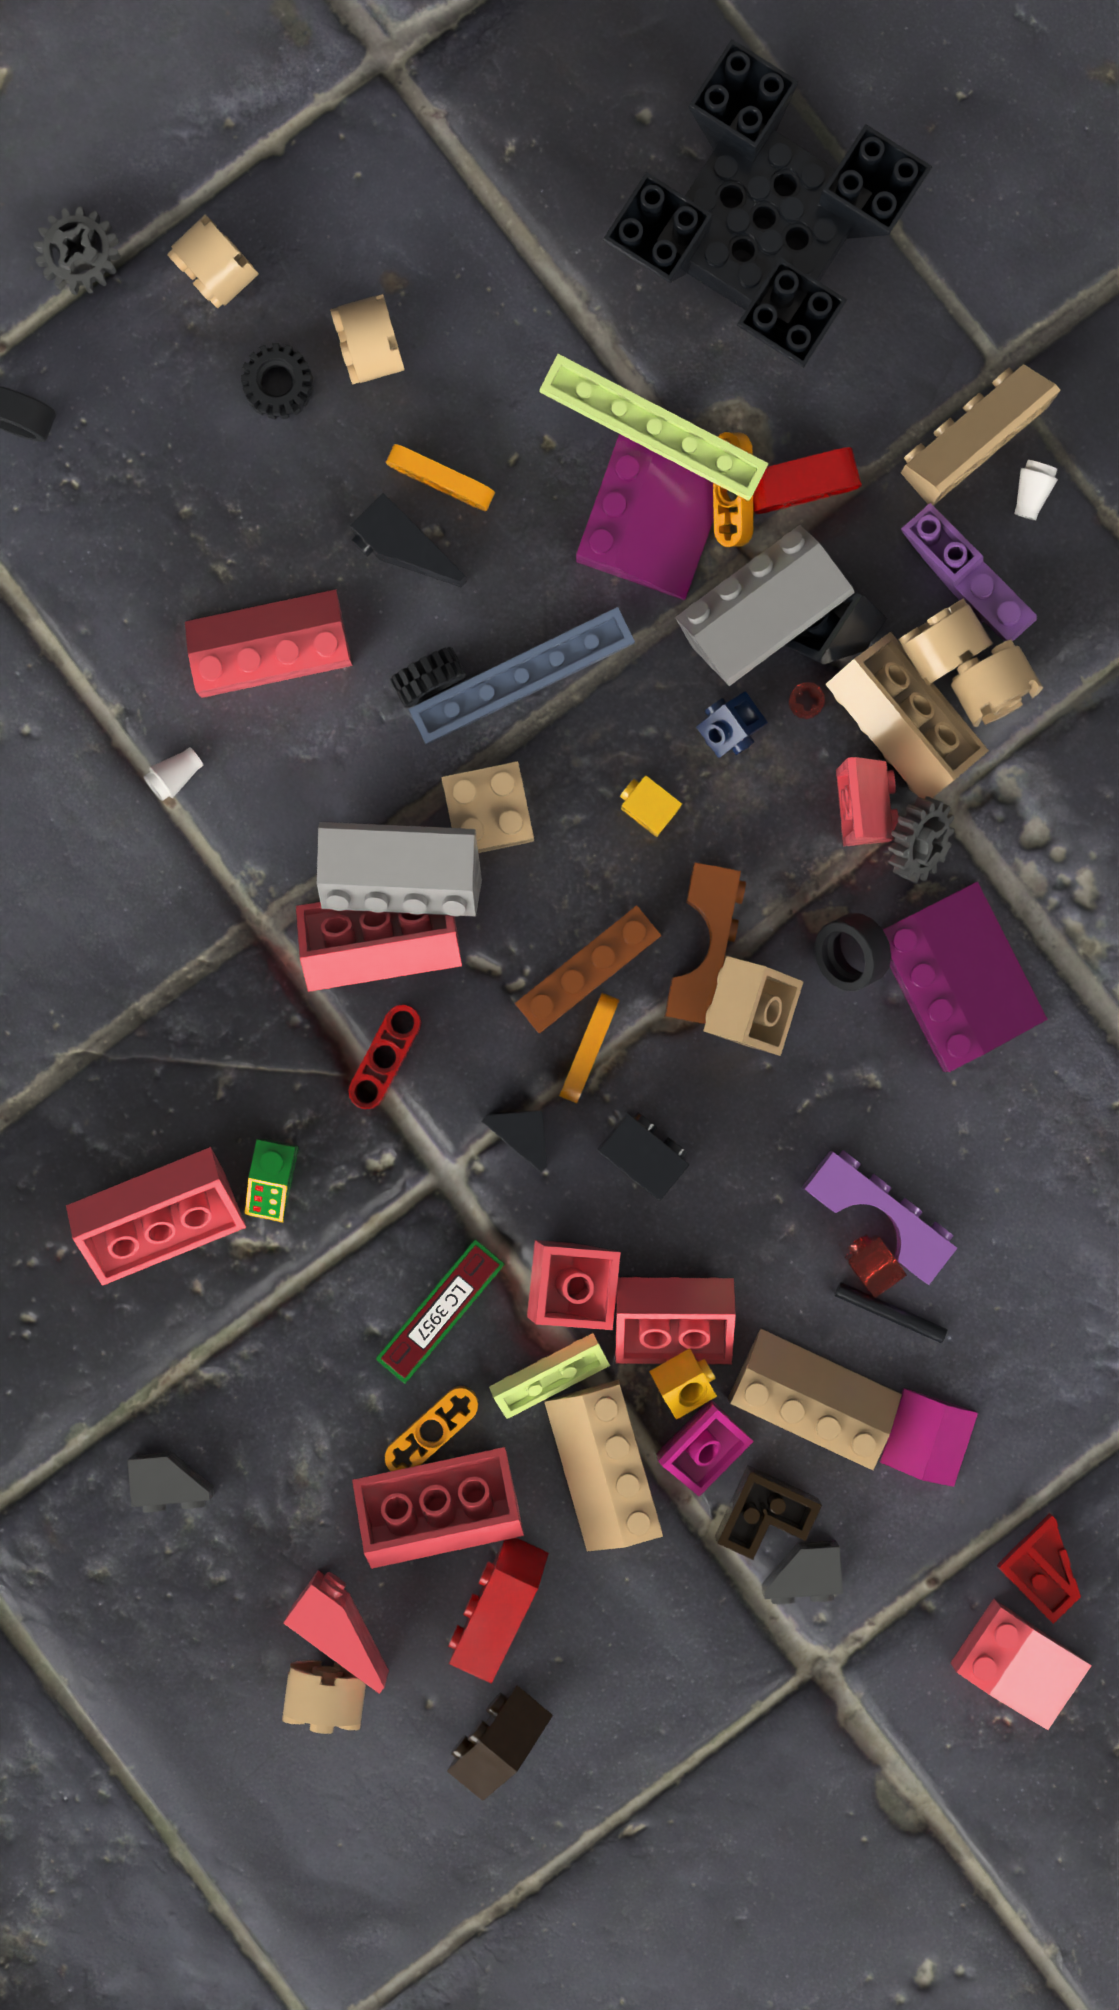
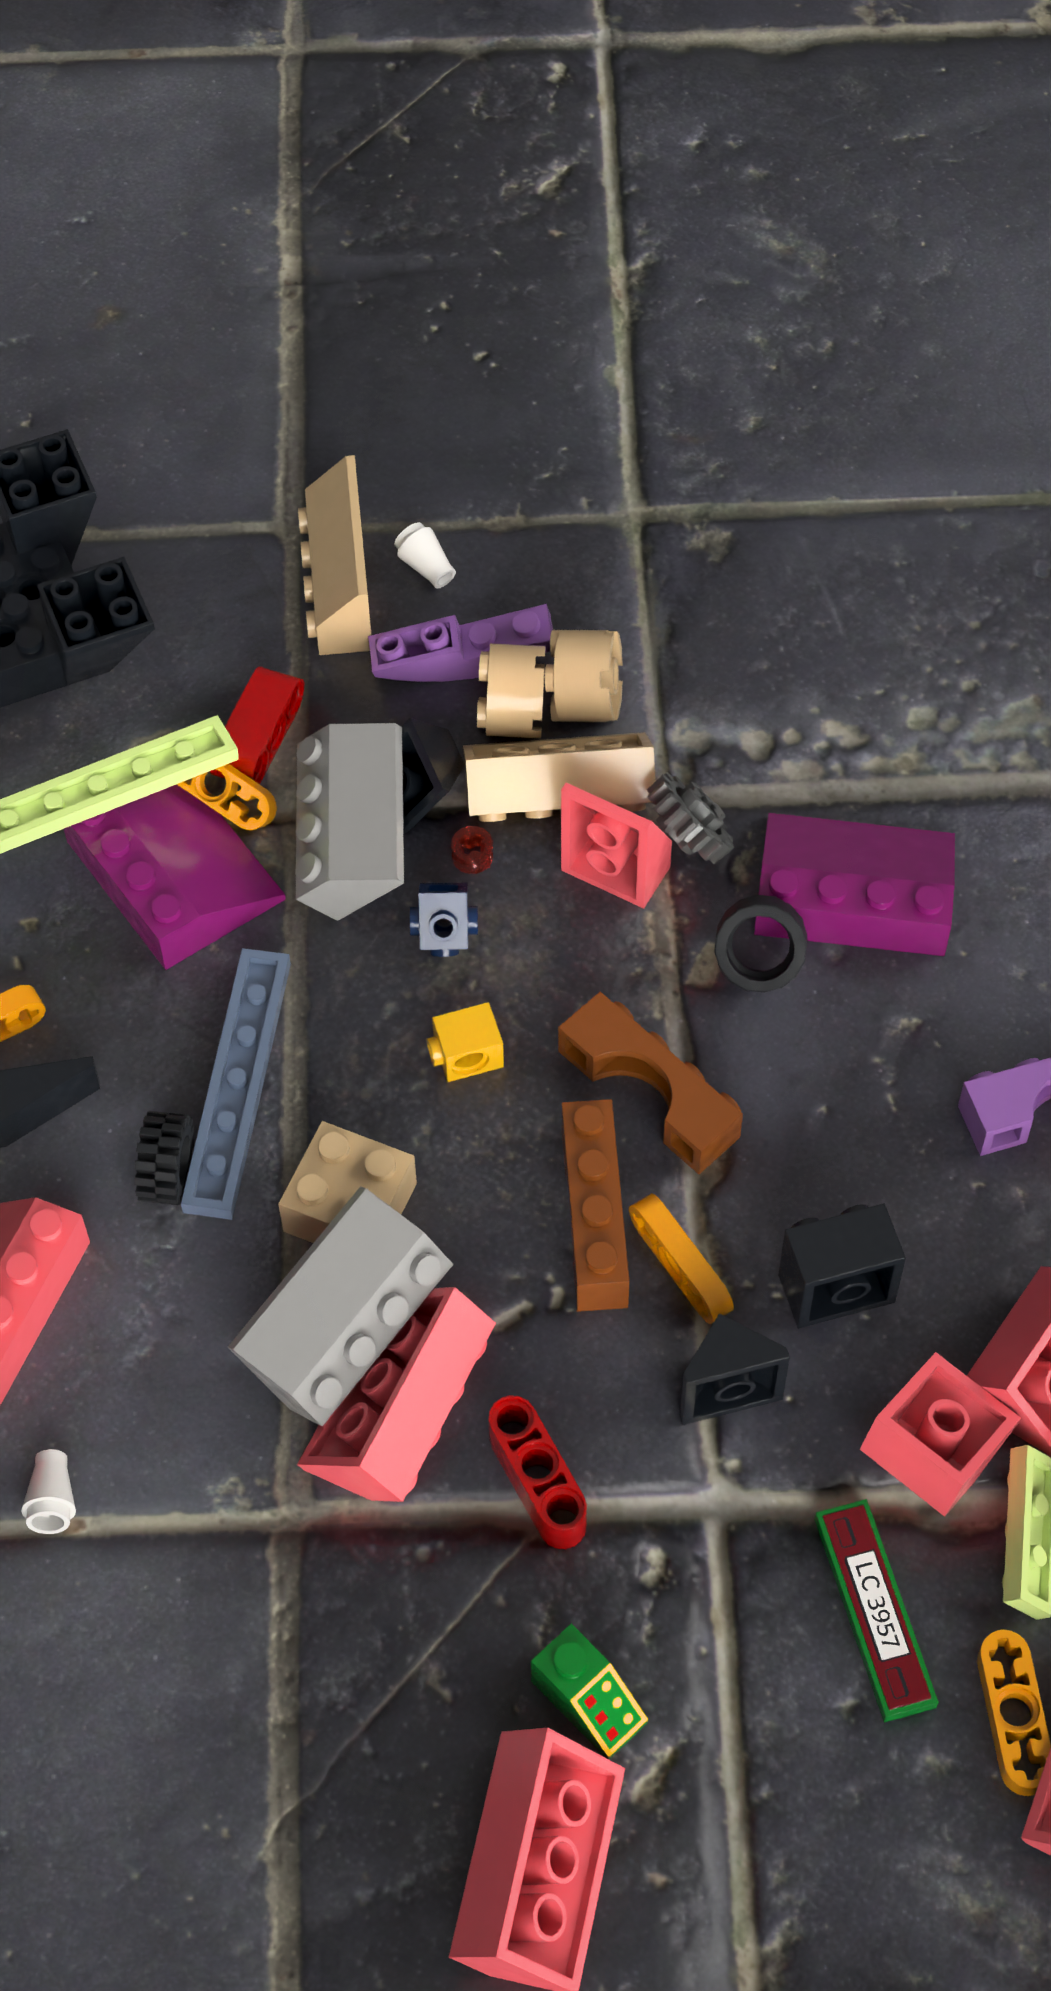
camera: 55 degrees left, 30 degrees down
(753, 1005) = (749, 1060): tan brick -> none

